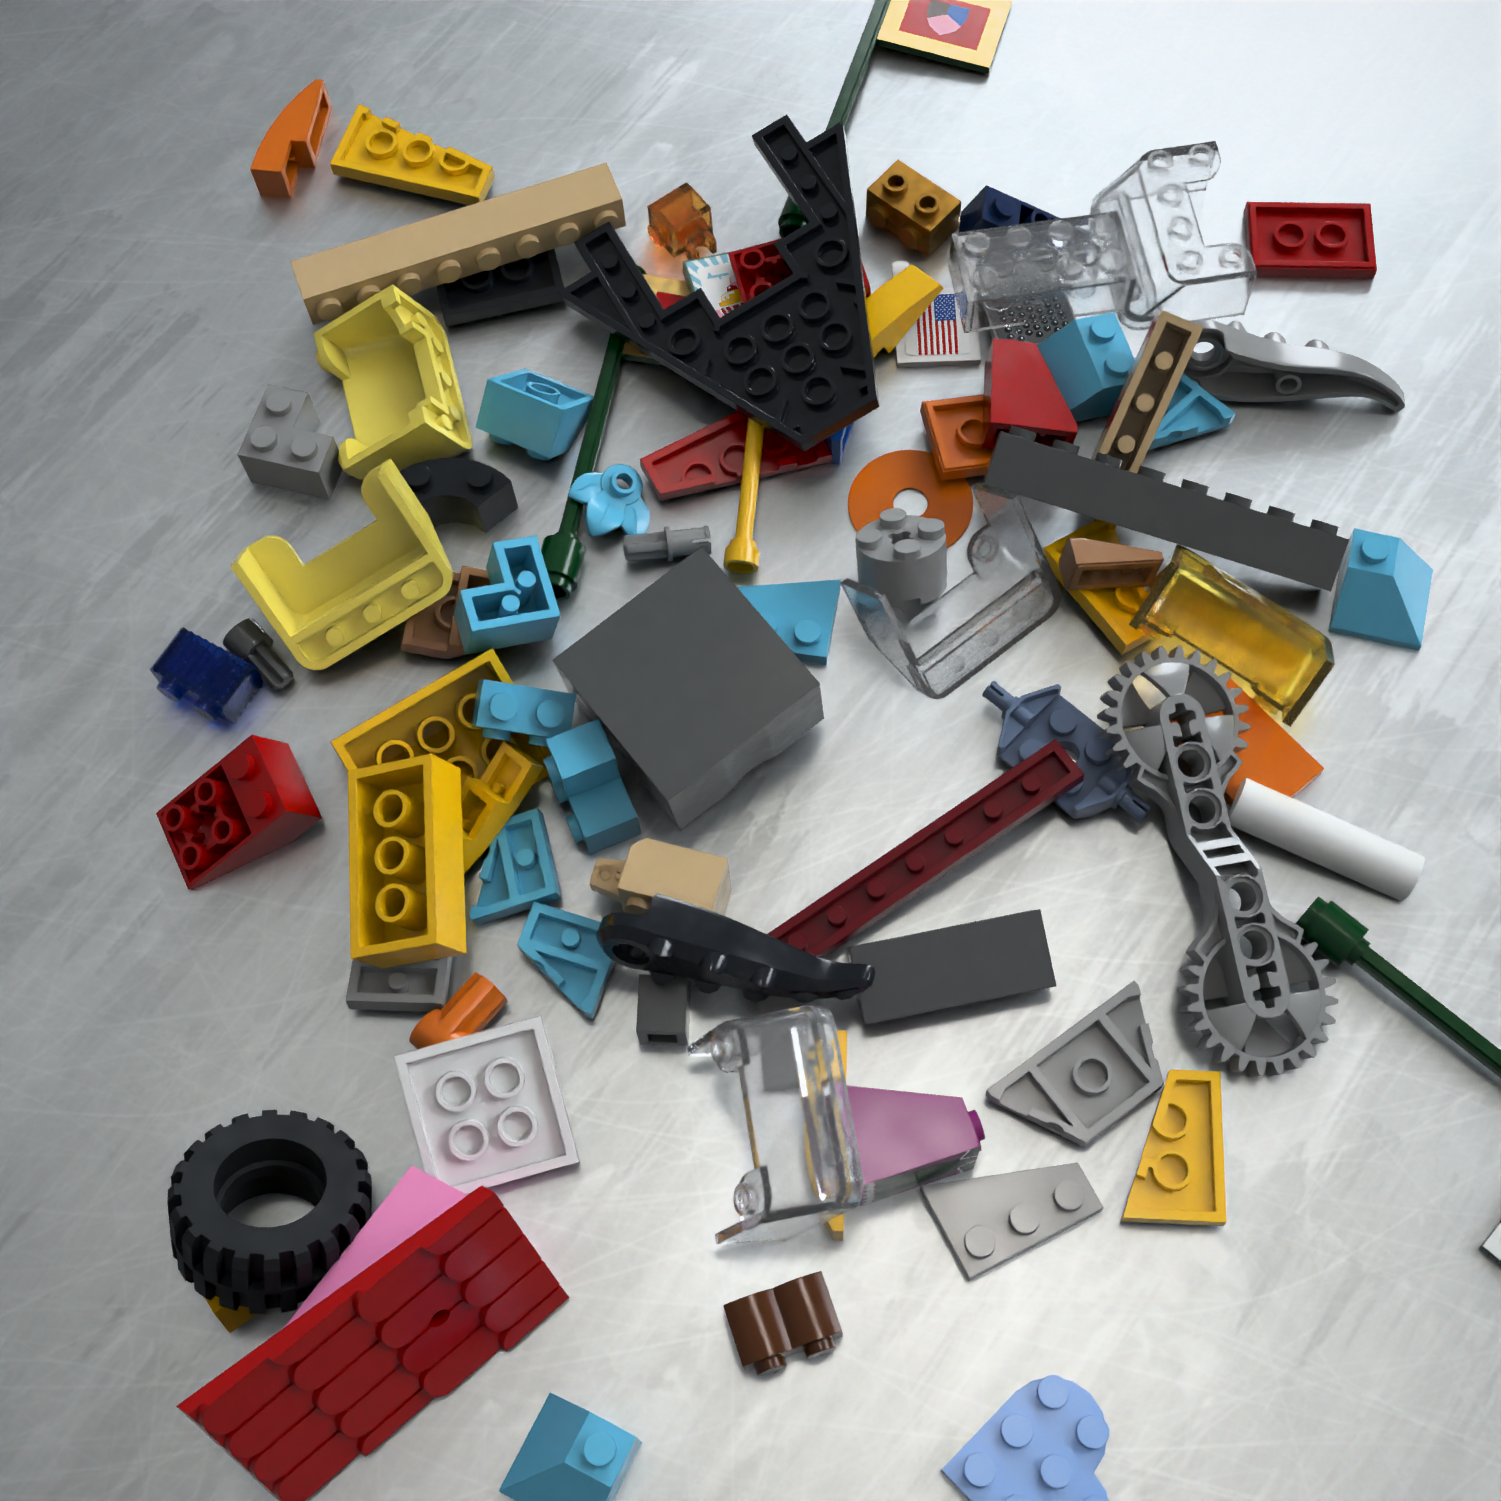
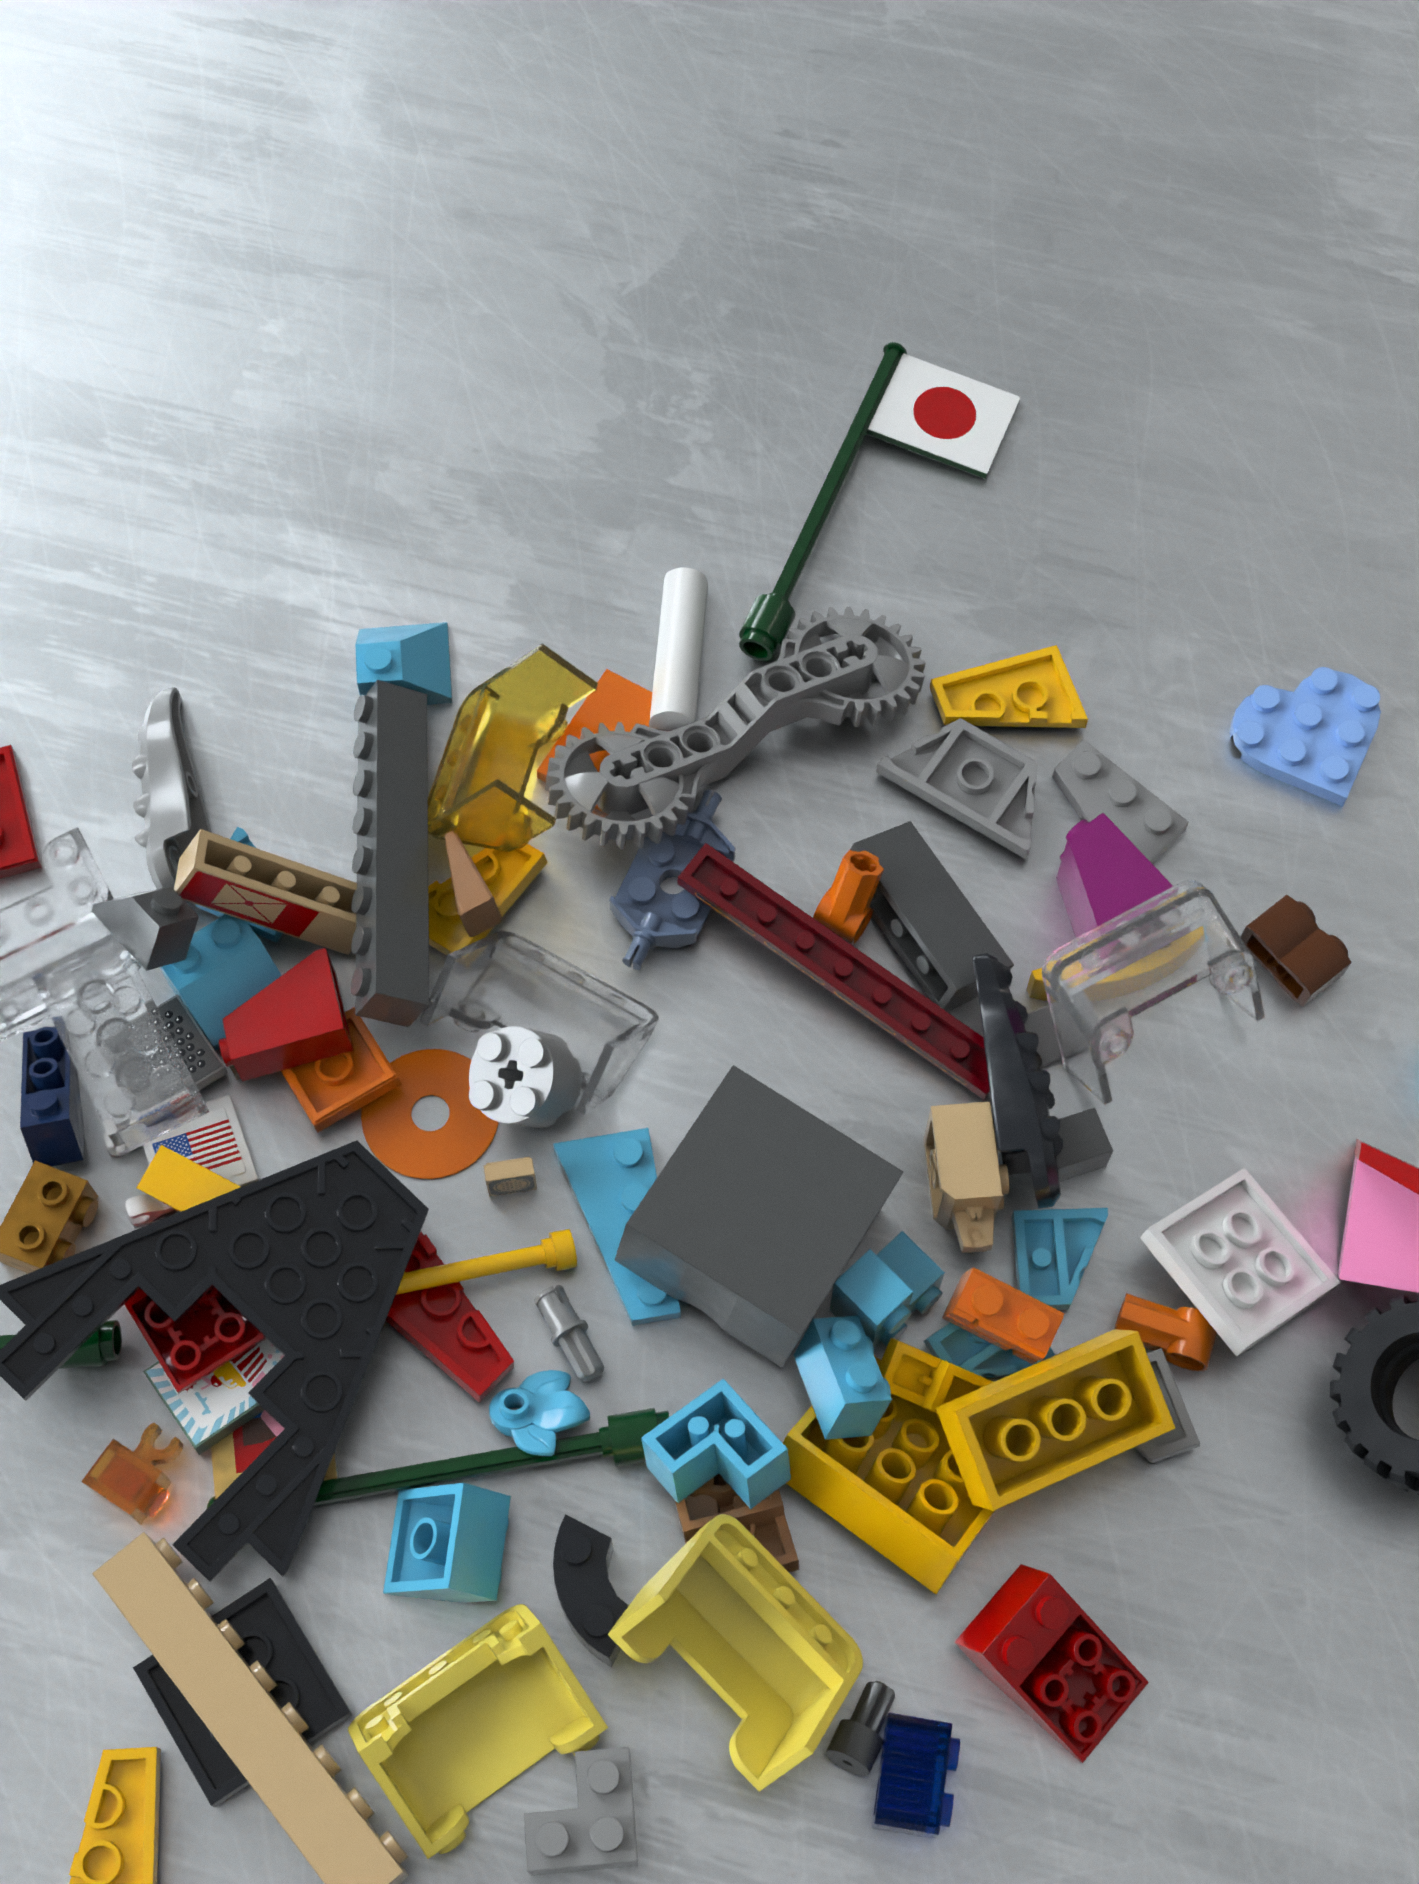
camera: 115 degrees left, 0 degrees up
(520, 864) = (1003, 1315): none -> orange brick
(821, 536) = (510, 1176): none -> tan tile
(985, 891) = (847, 902): none -> orange piece
(1135, 294) = (150, 925): none -> dark grey slope

